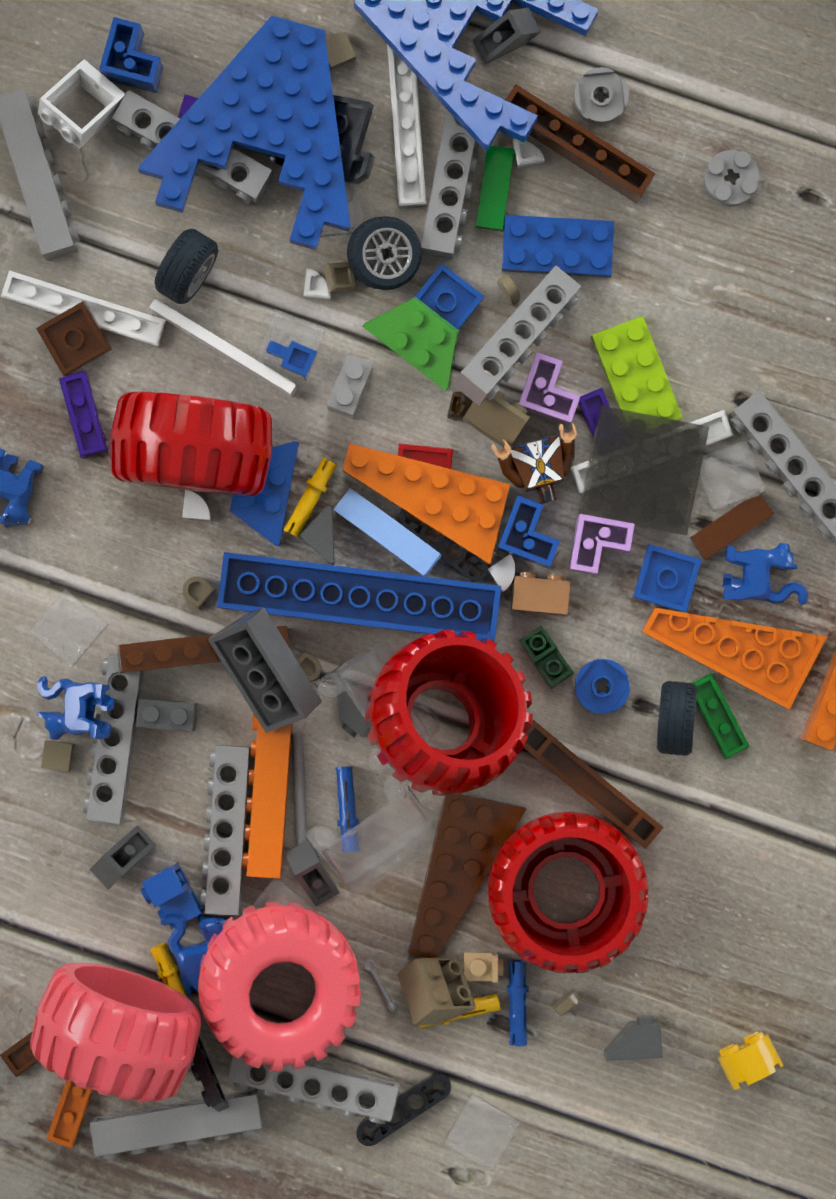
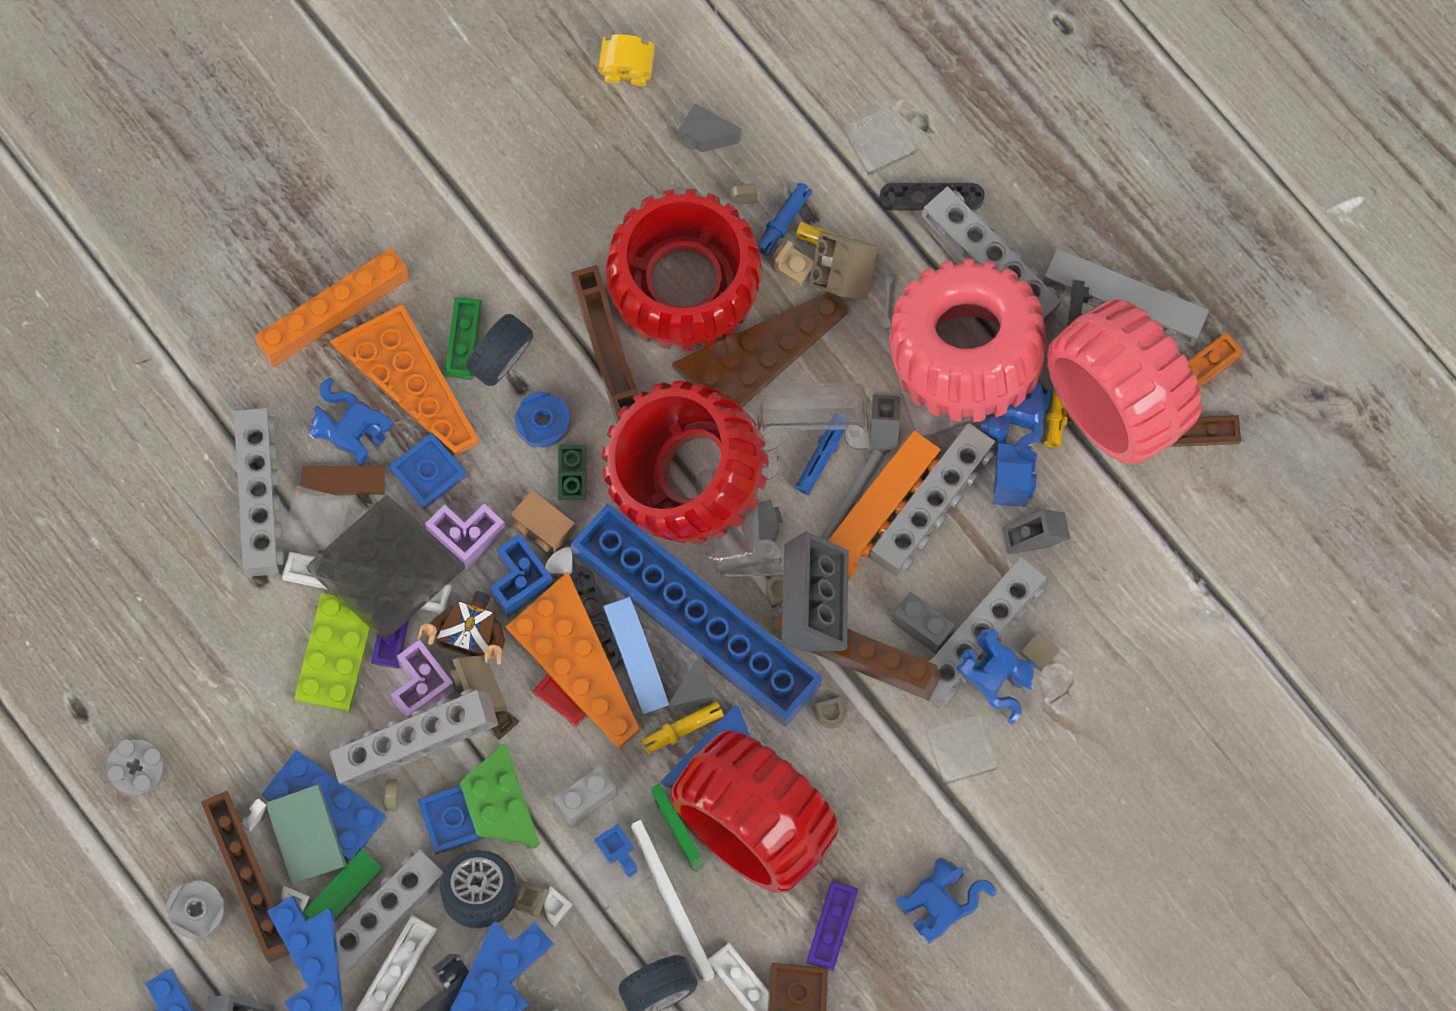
camera: 140 degrees left, 15 degrees down
(280, 418) = (677, 827): none -> green tile
(554, 209) = (306, 834): none -> sand green tile
(607, 202) = (258, 811): none -> white tile

